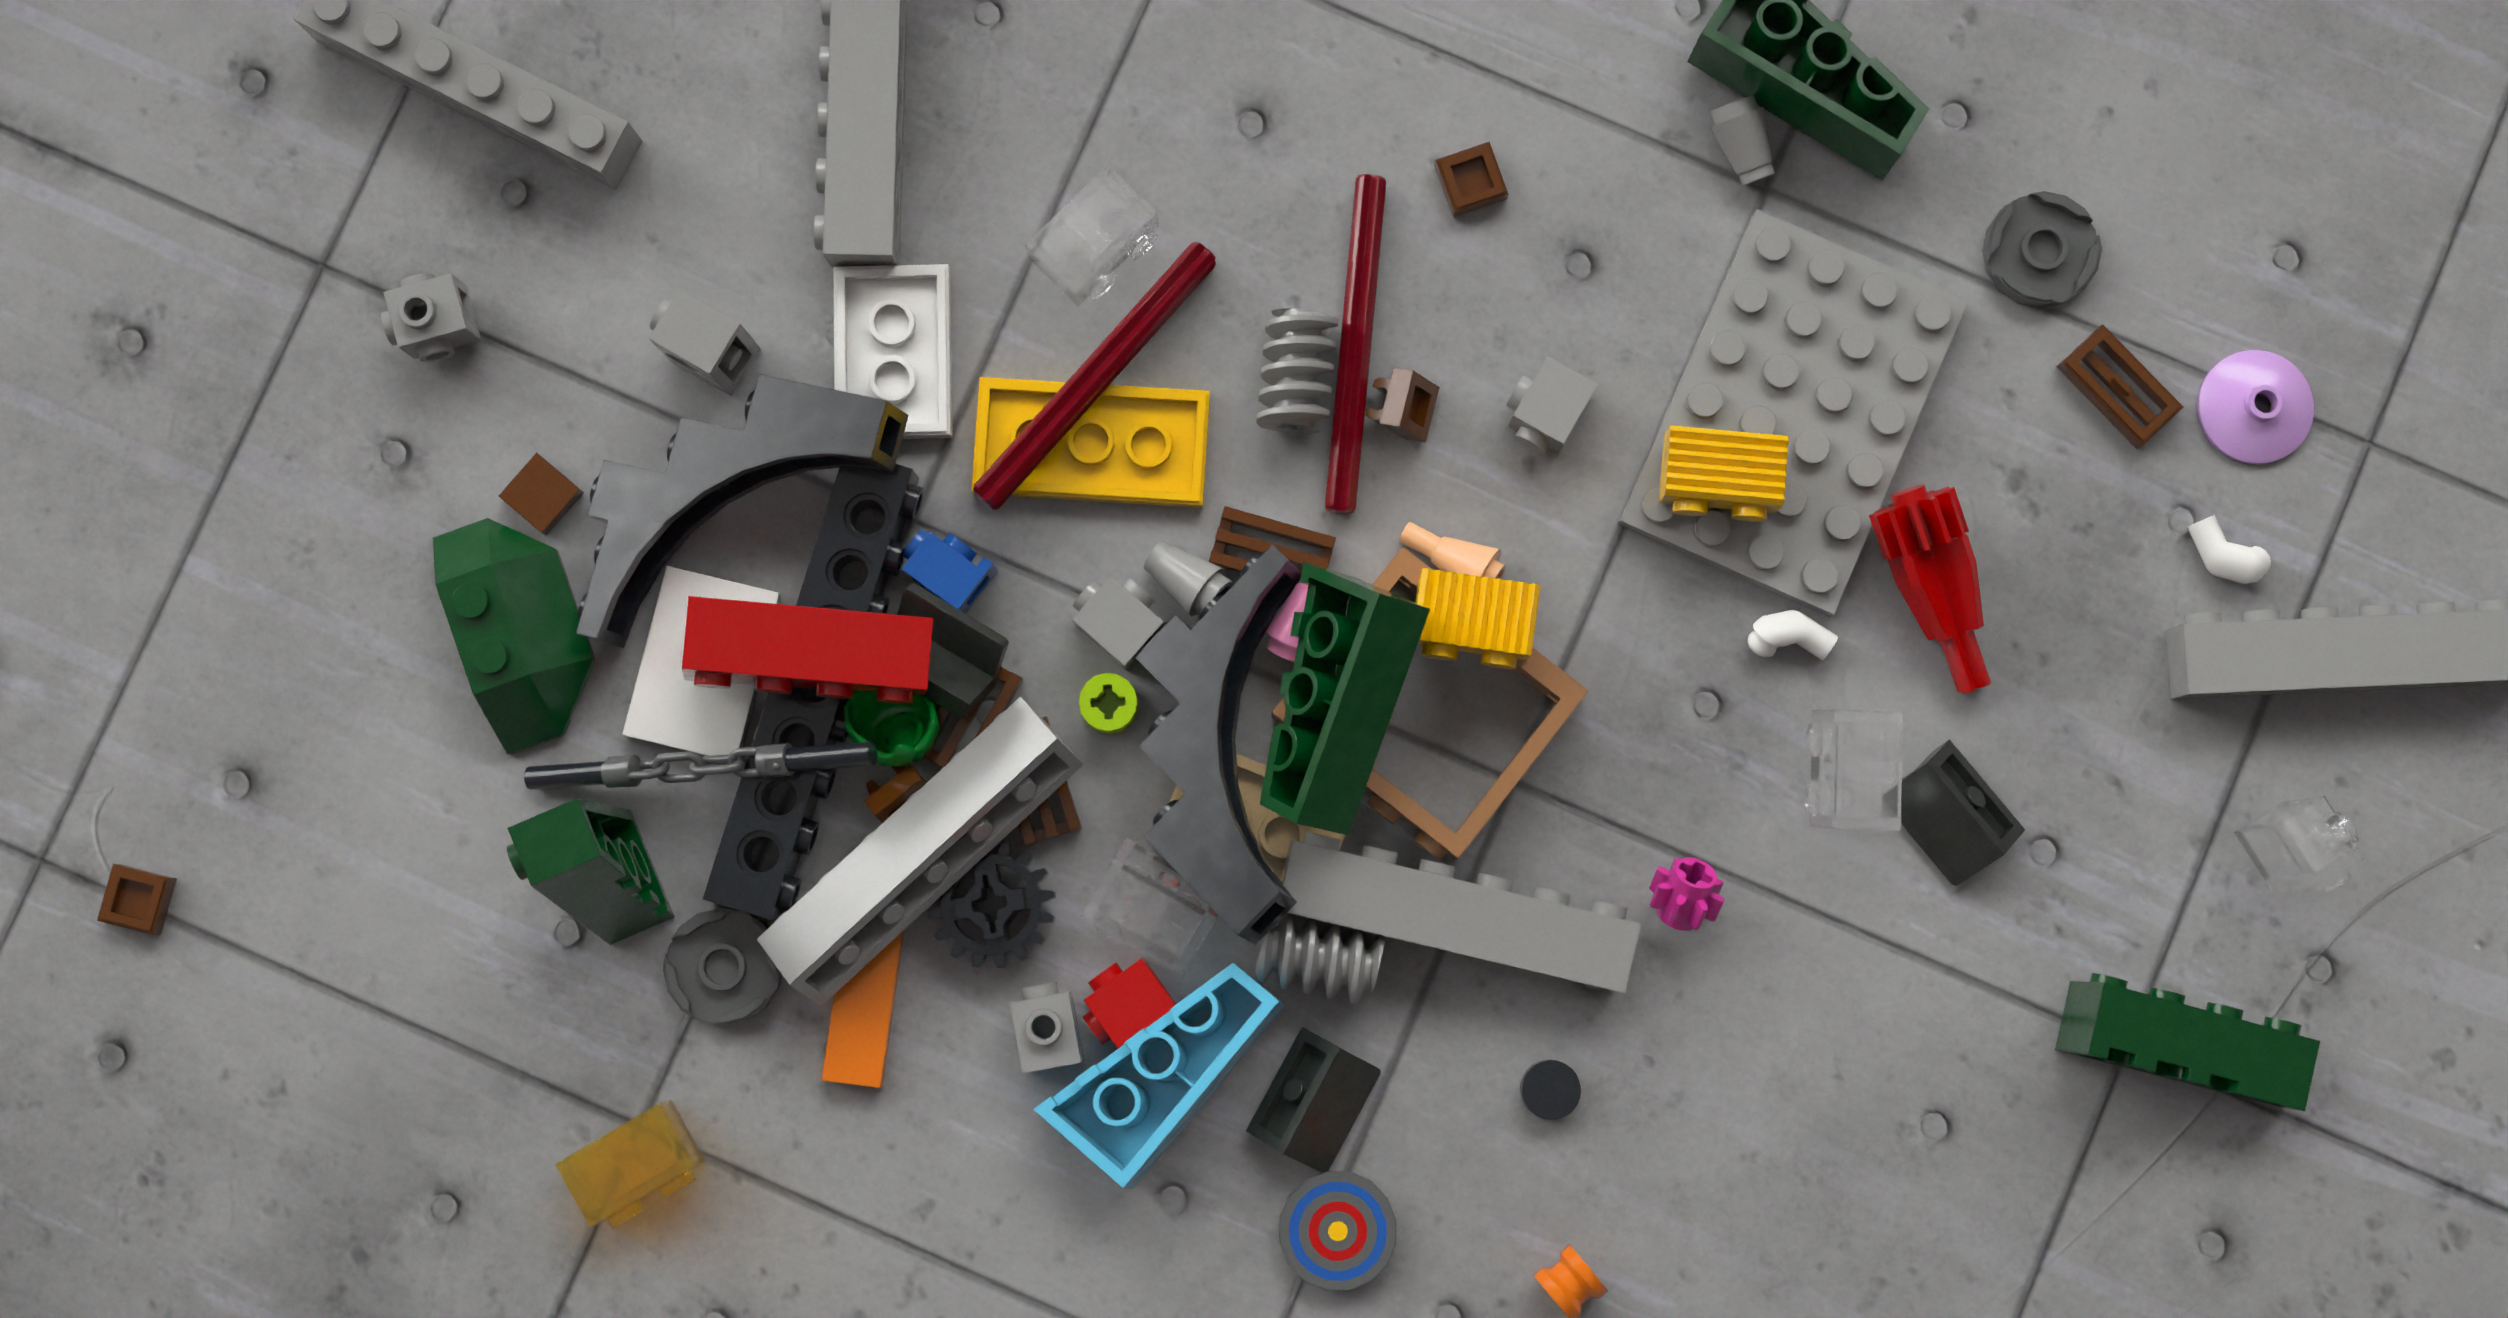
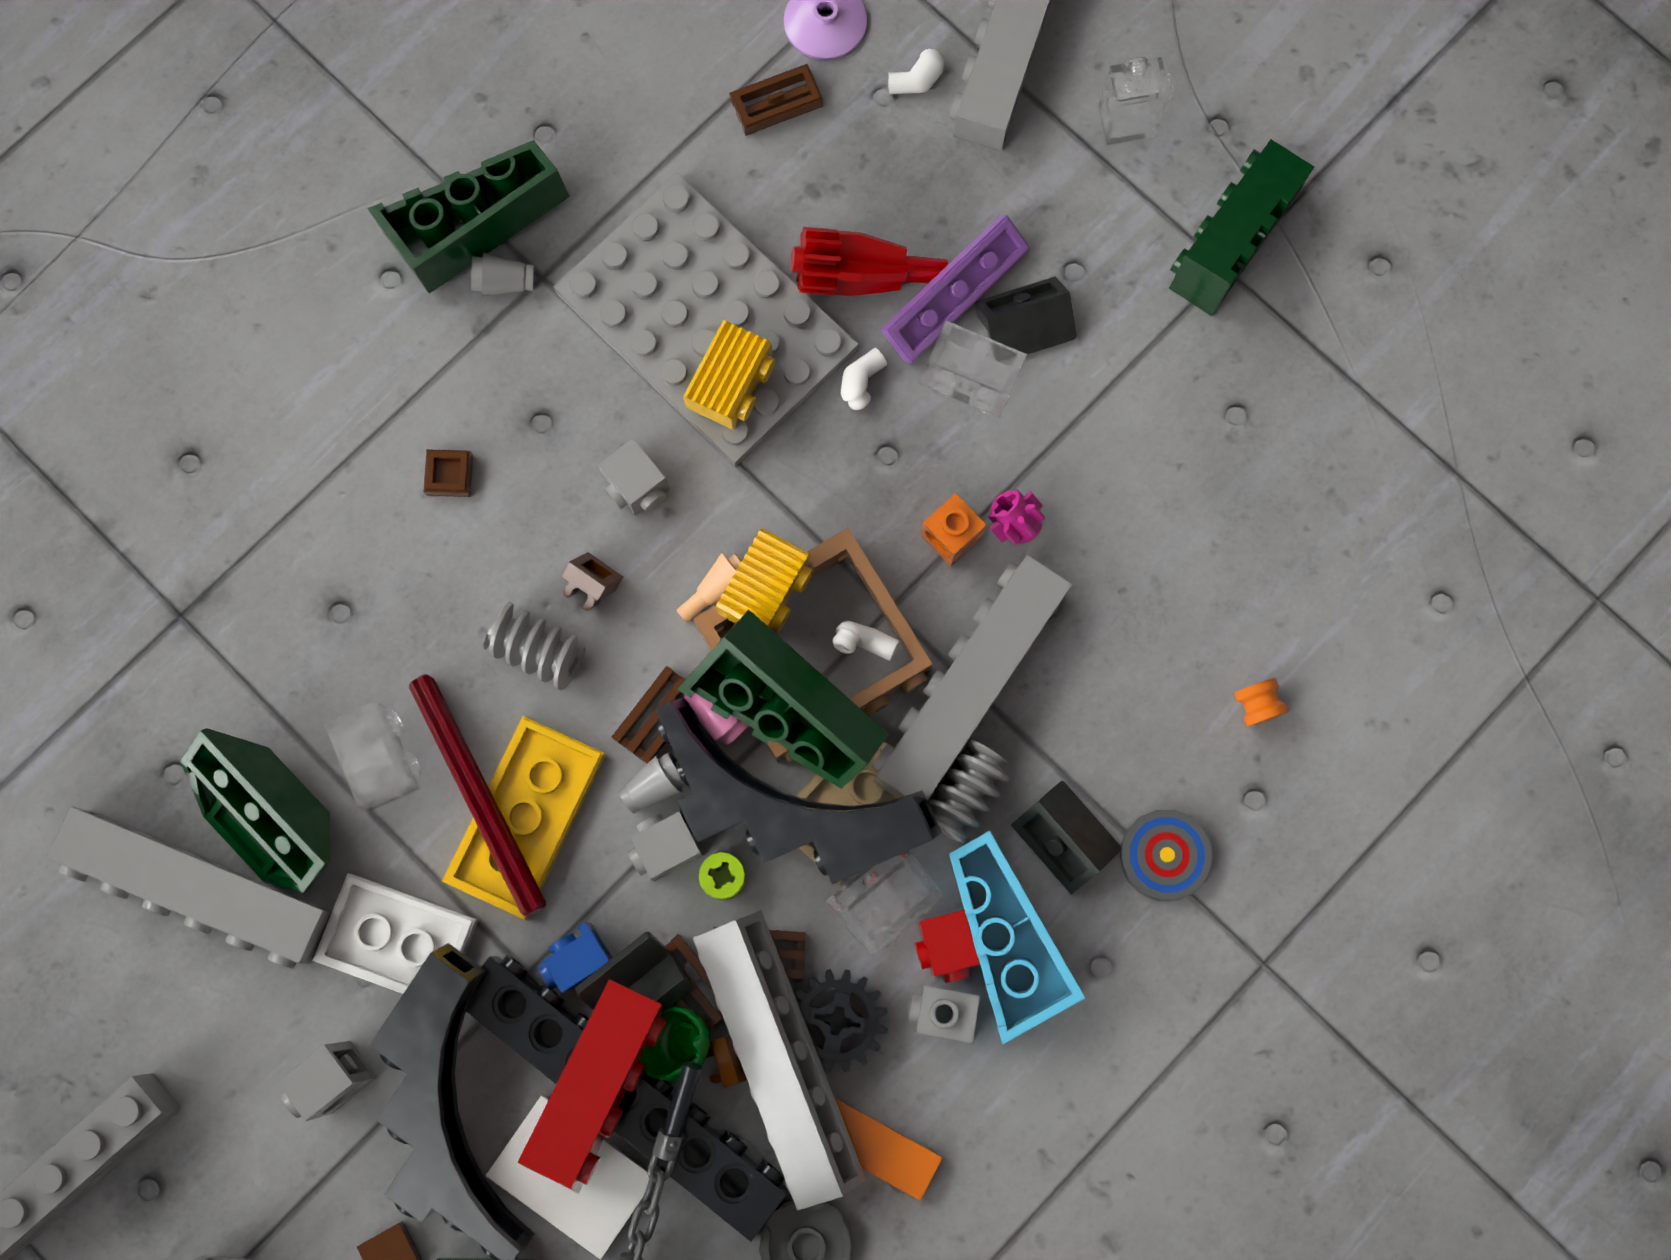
camera: 70 degrees left, 5 degrees down
(982, 133) = (259, 809): none -> dark green wedge
(1355, 344) = (532, 598): dark red axle -> none
(1458, 772) = (870, 639): none -> white arm
(1550, 1089) = (1118, 665): black tile -> none
(1639, 821) = (953, 529): none -> orange brick
(1956, 709) = (955, 288): none -> medium lavender tile
(2041, 249) = (661, 113): dark grey tile -> none

